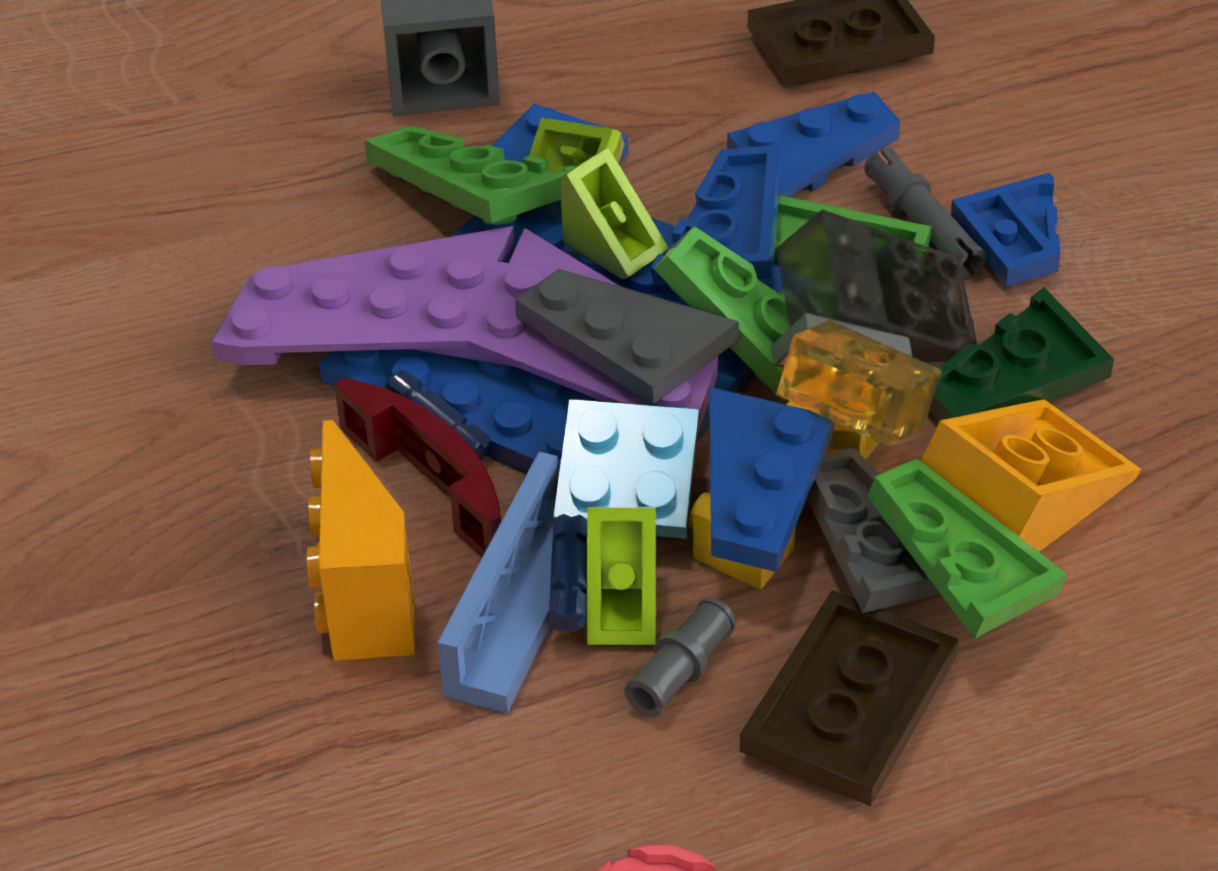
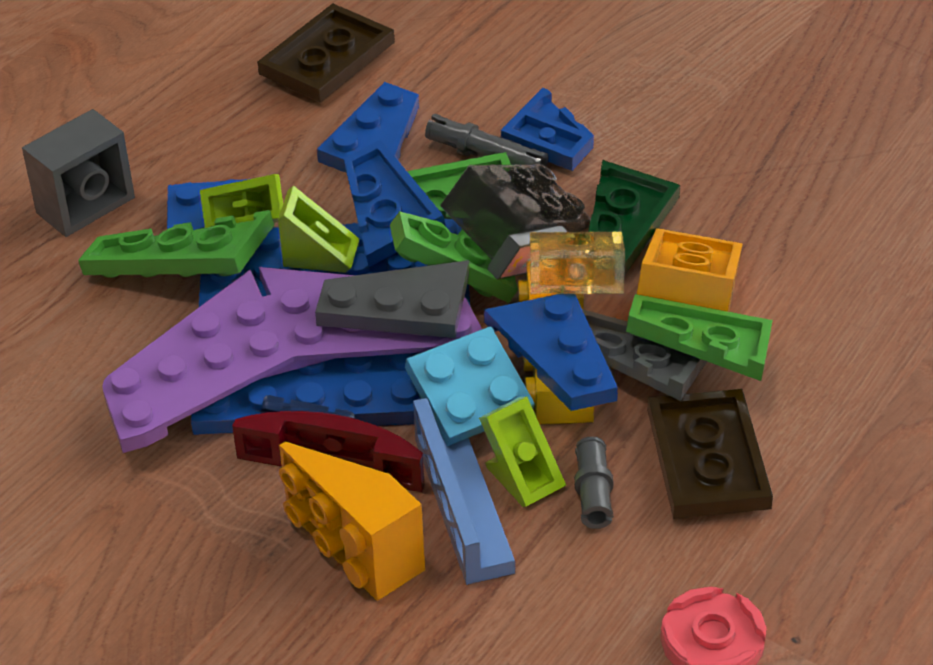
camera: 35 degrees left, 0 degrees up
(568, 573) = (488, 466): dark blue axle -> none

